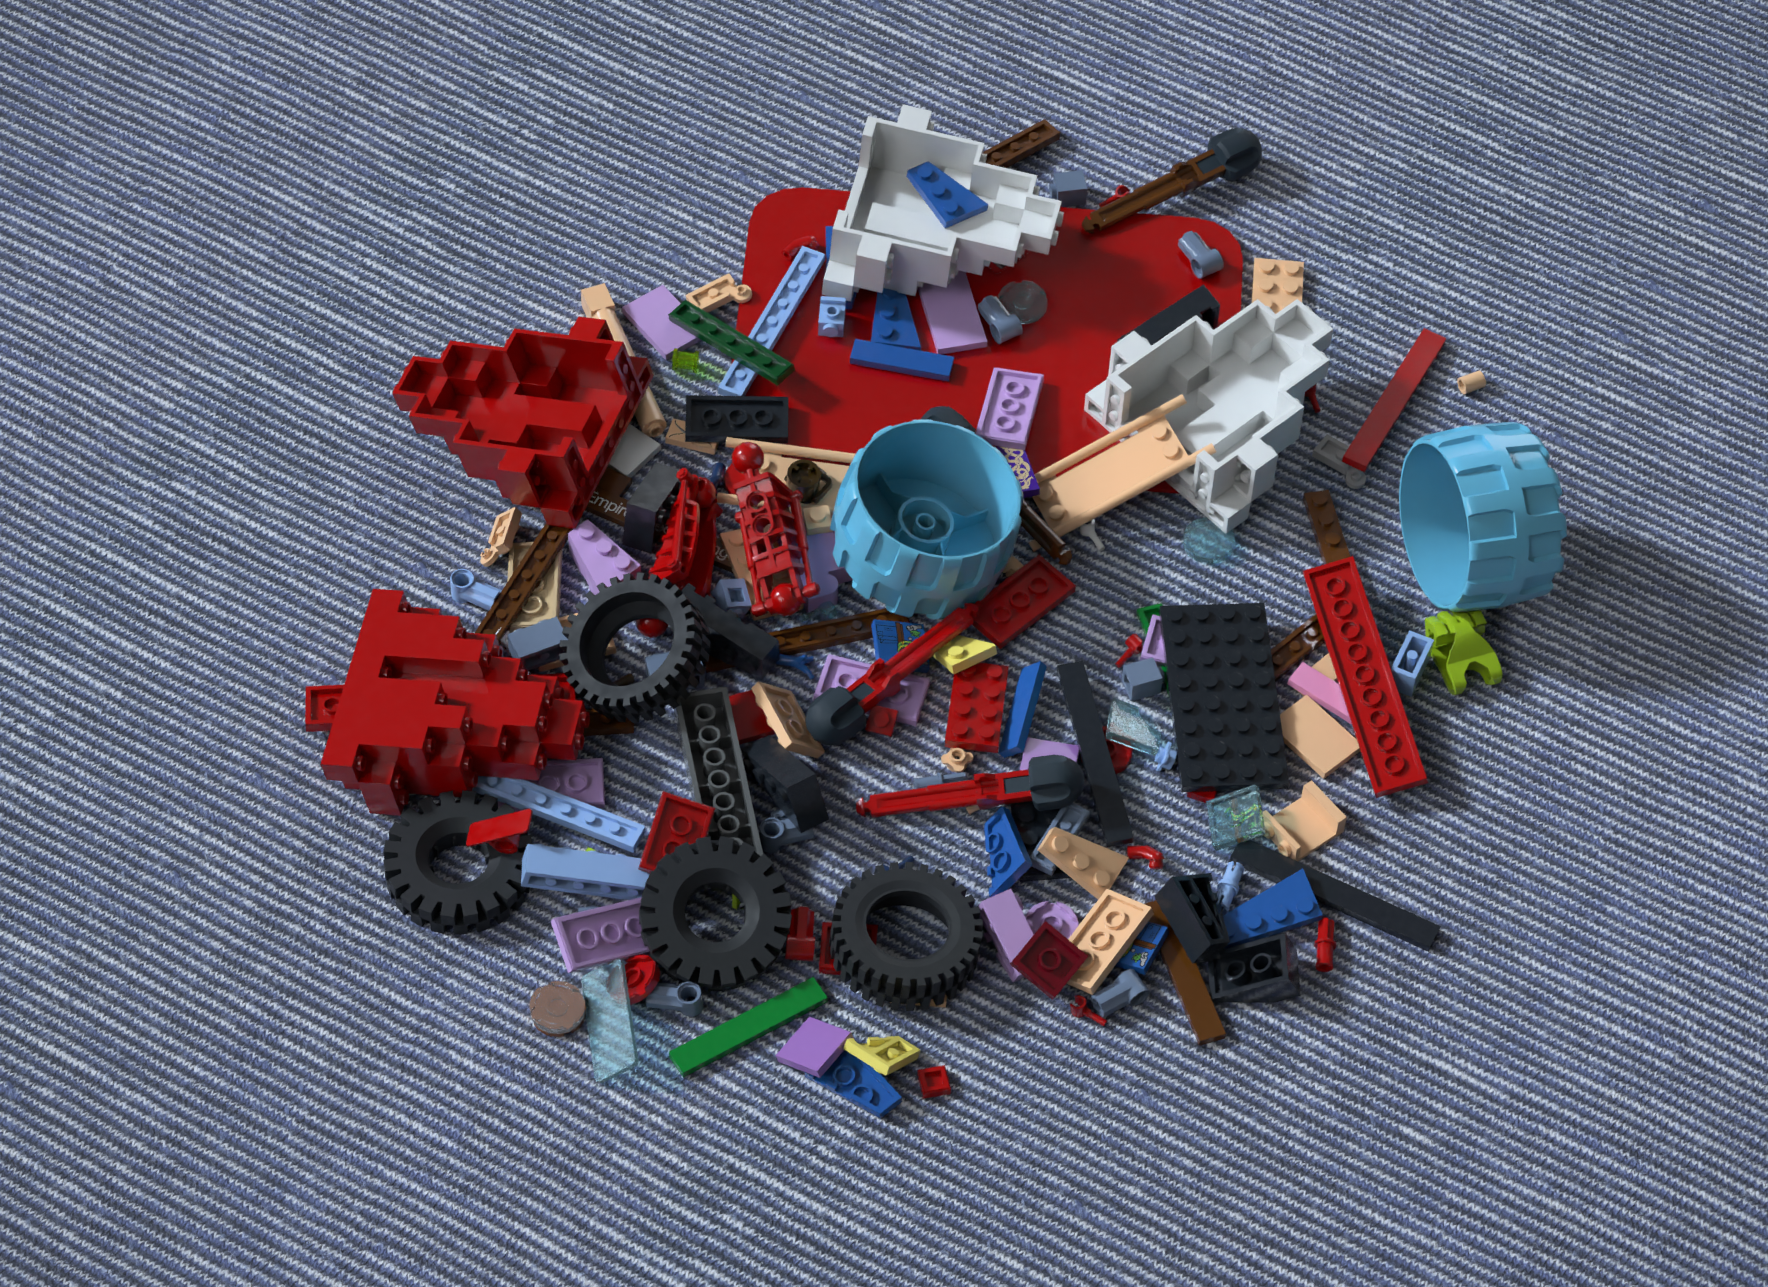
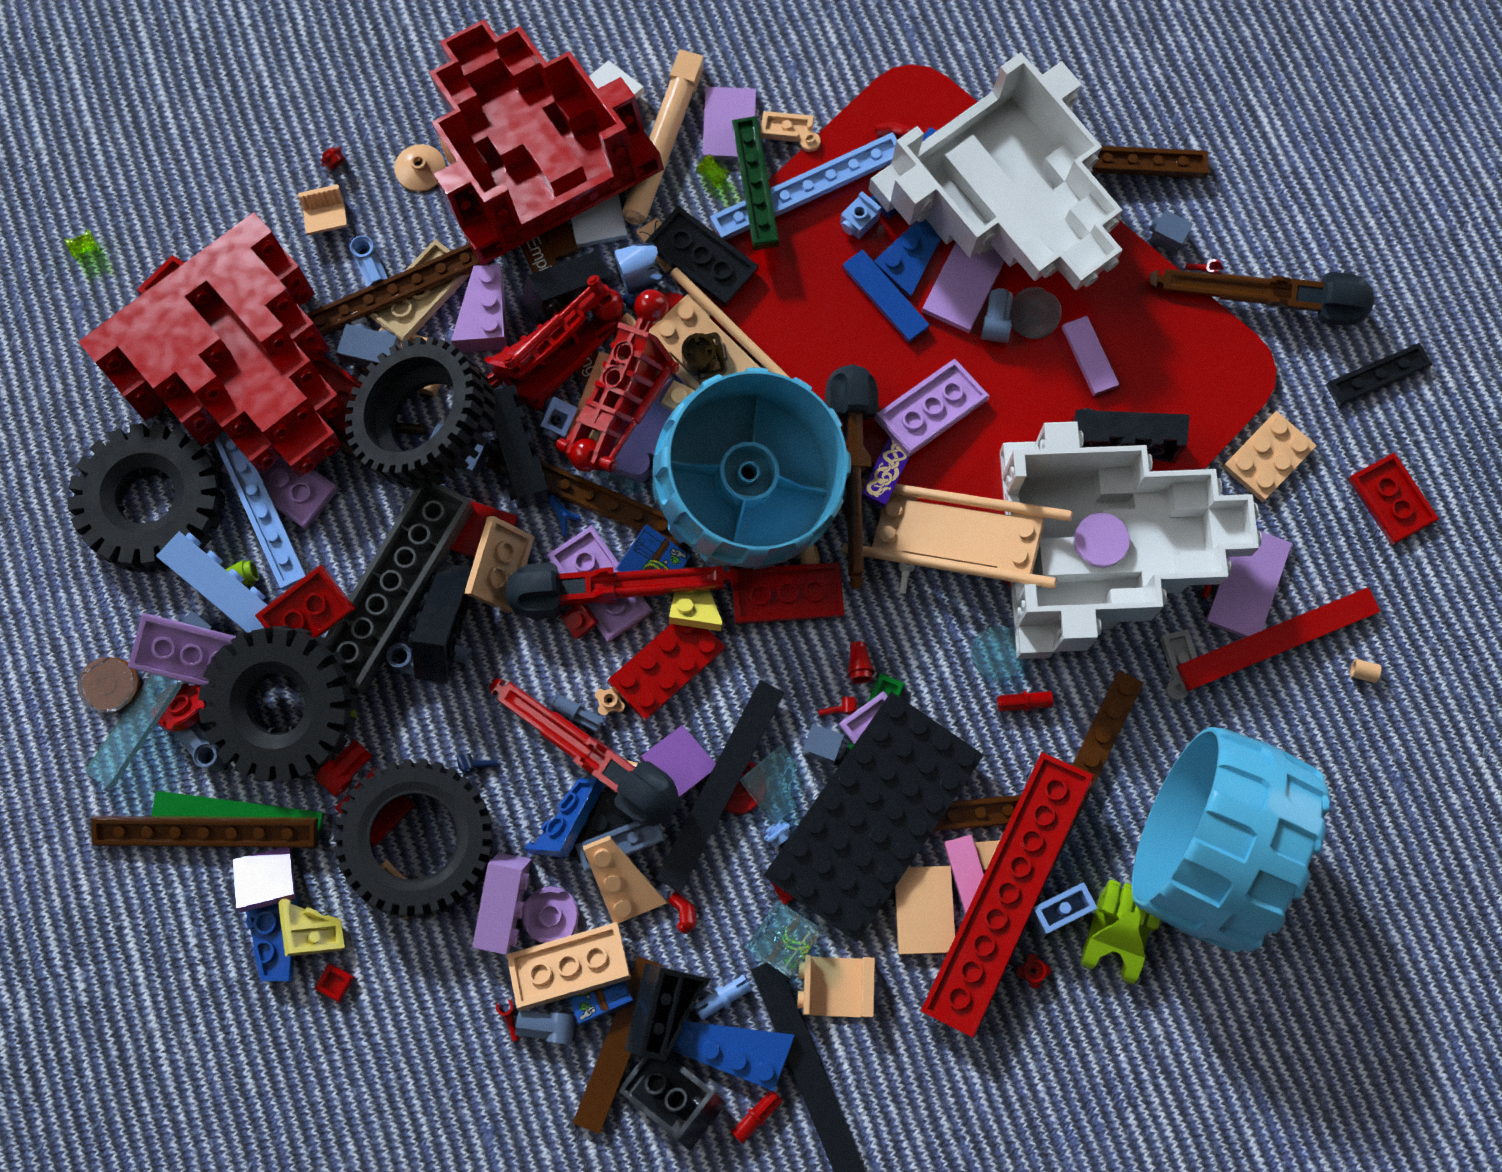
camera: 40 degrees right, 20 degrees up
(219, 728) = (82, 244): none -> clear neon green bush
(369, 538) = (332, 158): none -> red plate
(398, 576) = (323, 209): none -> light nougat piece
(446, 512) = (420, 177): none -> light nougat dish
(500, 832) = (175, 500): red piece -> none
(501, 536) = (430, 229): light nougat hinge -> none
(697, 446) = (634, 265): none -> light blue piece
(734, 1050) = (204, 831): none -> reddish brown tile
(944, 195) = (1039, 170): blue wing -> none
(1022, 709) = (700, 697): blue tile -> none
(1049, 960) = (502, 957): dark red plate -> none
(1090, 304) = (1090, 356): none -> lavender tile
(1118, 612) = (860, 666): none -> red cone
(1202, 258) = (1225, 382): sand blue piece -> none
(1217, 406) = (1101, 540): none -> lavender tile
(1258, 557) = (1025, 701): none -> red axle
(1303, 191) = (1379, 374): none -> black tile
(1345, 388) = (1248, 592): none -> lavender tile
(1387, 263) = (1393, 499): none -> red tile
(1426, 714) = (1041, 971): none -> red plate

